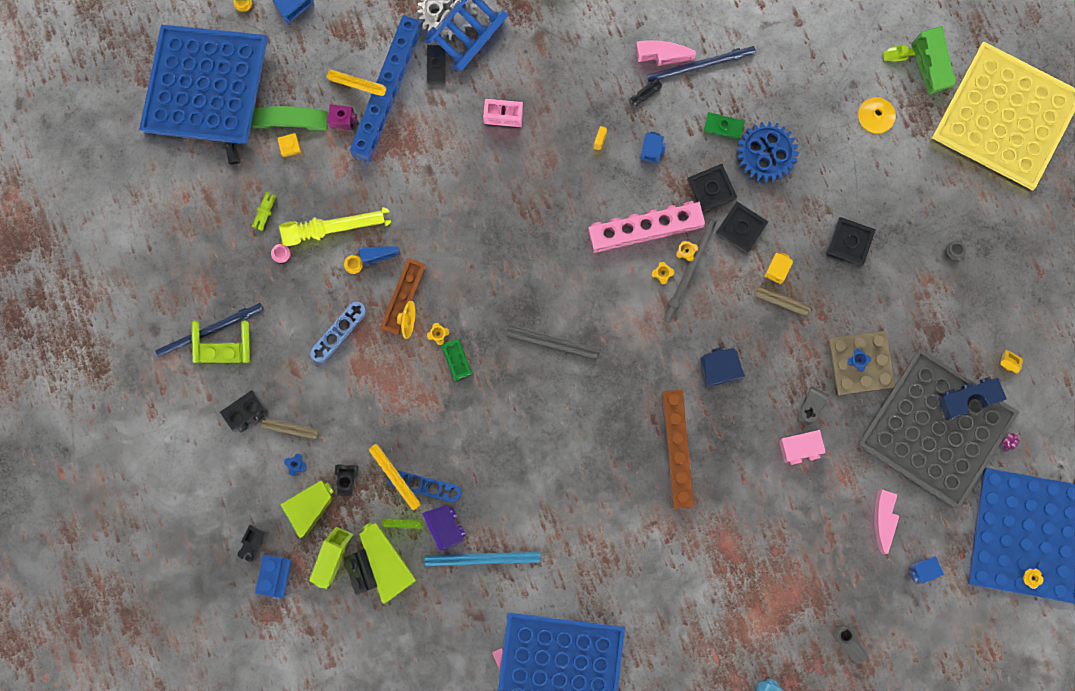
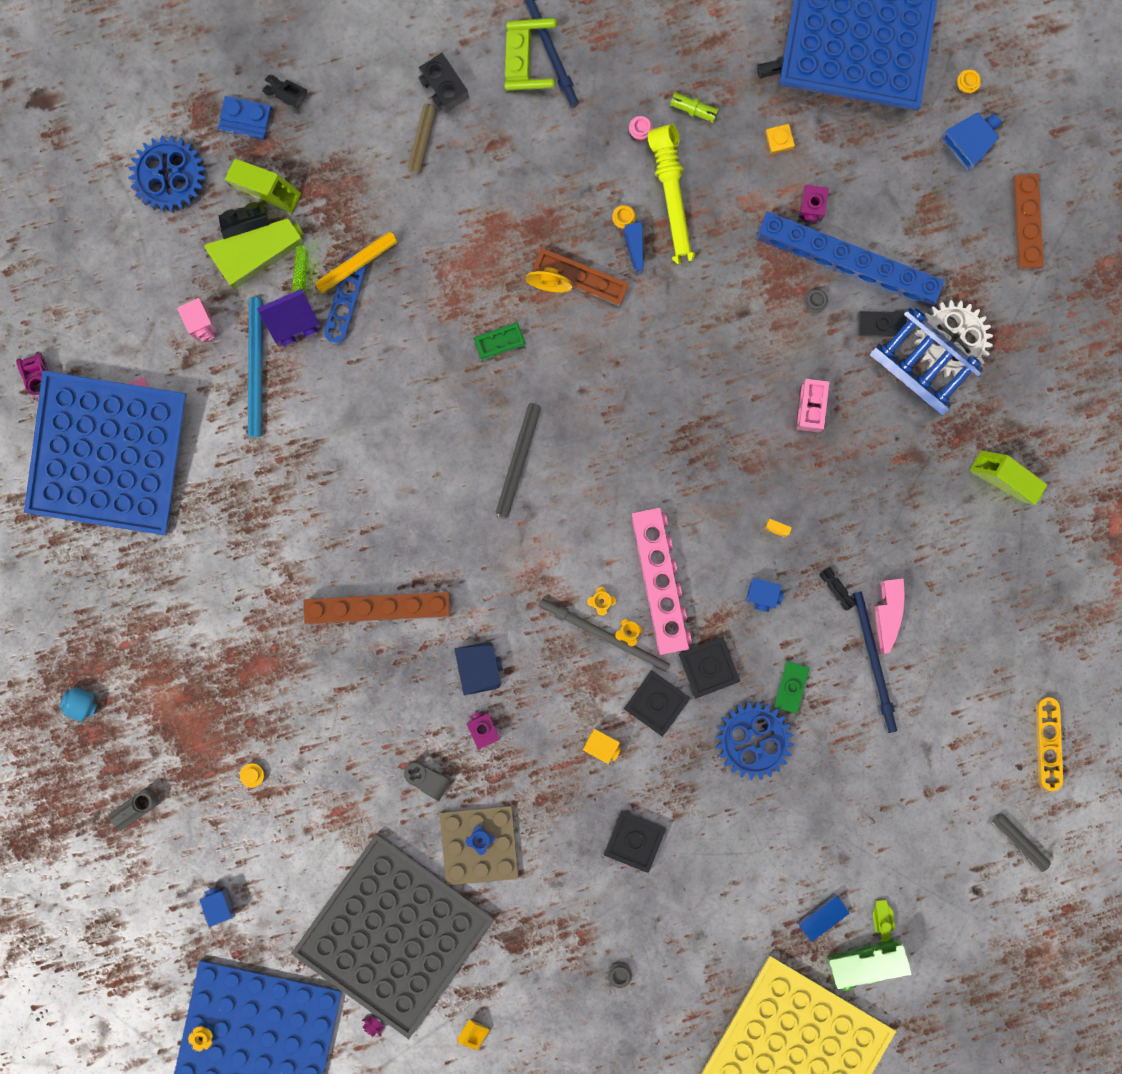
camera: 85 degrees right, 5 degrees up
(289, 117) = (814, 139): bright green slope -> none
(289, 462) = (375, 151): blue plate -> none
(308, 507) = (323, 158): lime slope -> none
(319, 621) = (188, 170): none -> blue gear
(335, 330) = (537, 199): medium blue beam -> none
(345, 474) = (362, 203): black plate -> none
(356, 82) = (855, 221): yellow axle -> none
(418, 114) = (816, 300): none -> dark grey plate
(443, 333) = (530, 313): yellow plate -> none
(446, 605) = (198, 320): none -> bright pink brick
(771, 362) = (482, 729): none -> magenta brick
(782, 300) = (561, 750): dark tan axle -> none
(802, 446) = (374, 763): bright pink brick -> none
(817, 547) = (252, 775): none -> yellow plate
(873, 122) = (789, 884): yellow dish -> none
(884, 520) = (281, 860): bright pink slope -> none
(899, 98) = (823, 917): none -> blue slope
(988, 392) = (422, 957): dark blue arch -> none

